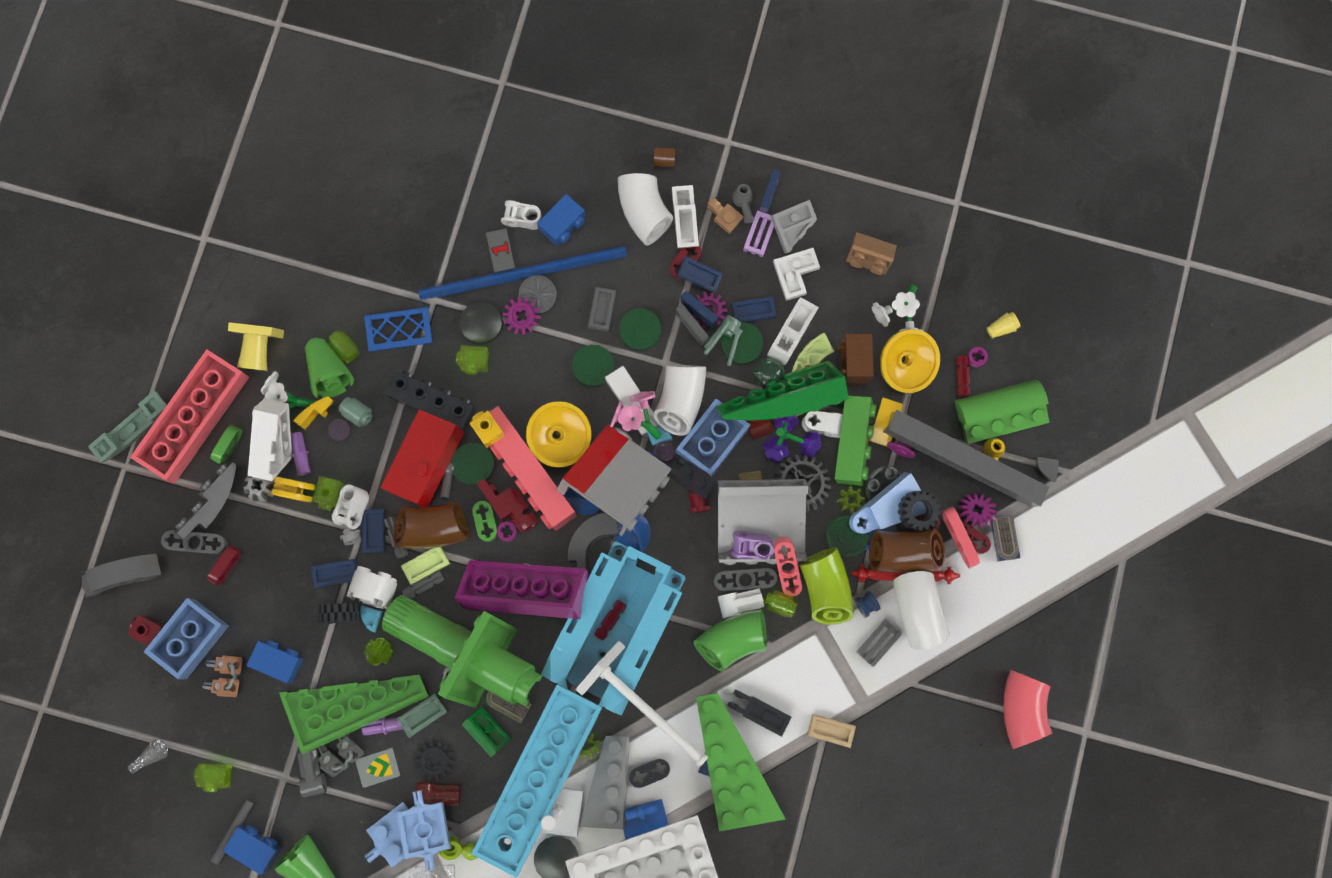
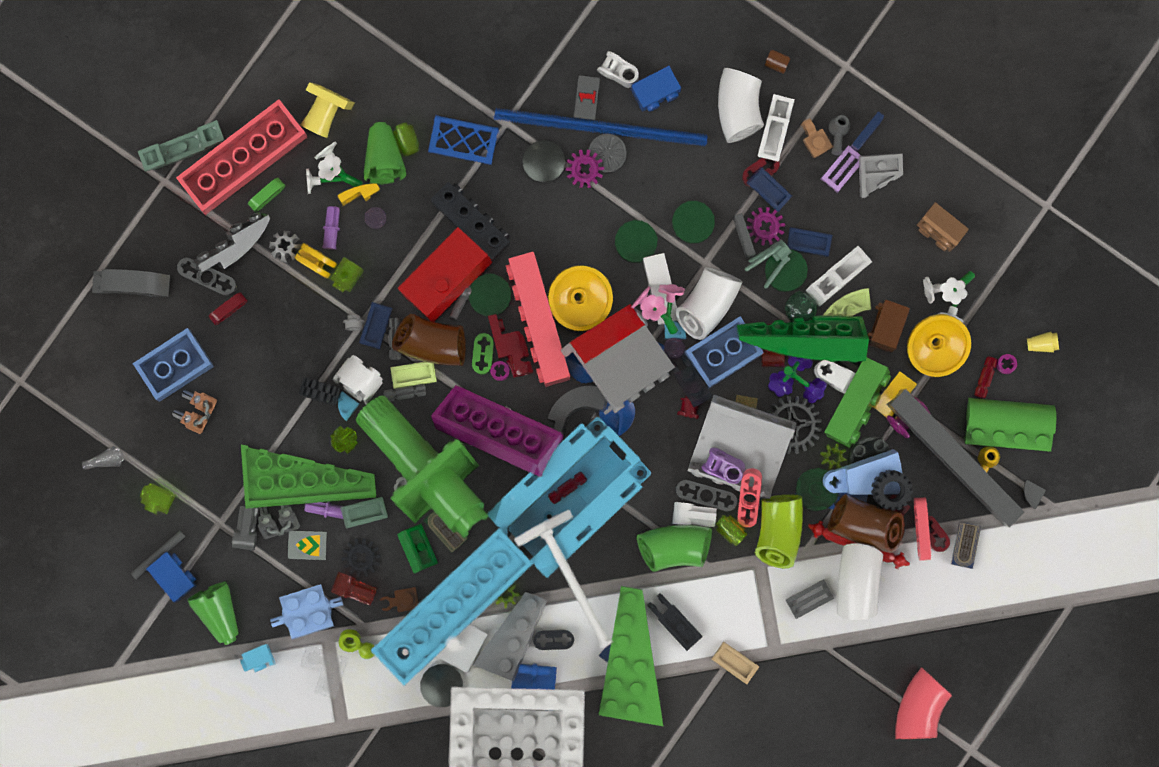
camera: 20 degrees right, 5 degrees up
(144, 629) = (137, 343): dark red brick -> none
(269, 439) = (310, 207): white wedge -> none
(275, 661) = (246, 414): blue brick -> none
(333, 573) = (326, 352): dark blue tile -> none
(351, 505) = (364, 295): white piece -> none
(355, 411) = (397, 206): sand green brick -> none
(424, 830) = (332, 615): light blue plate -> none
(472, 359) = (524, 195): clear neon green brick -> none
(486, 428) = (515, 270): yellow brick -> none
(490, 787) = (404, 600): none -> reddish brown plate
(602, 309) = (664, 189): dark grey tile -> none
(699, 309) = (756, 224): dark blue tile -> none
(790, 270) = (860, 214): white plate -> none
(867, 604) = (811, 559): dark blue wheel -> none
(974, 517) = (944, 514): magenta gear -> none

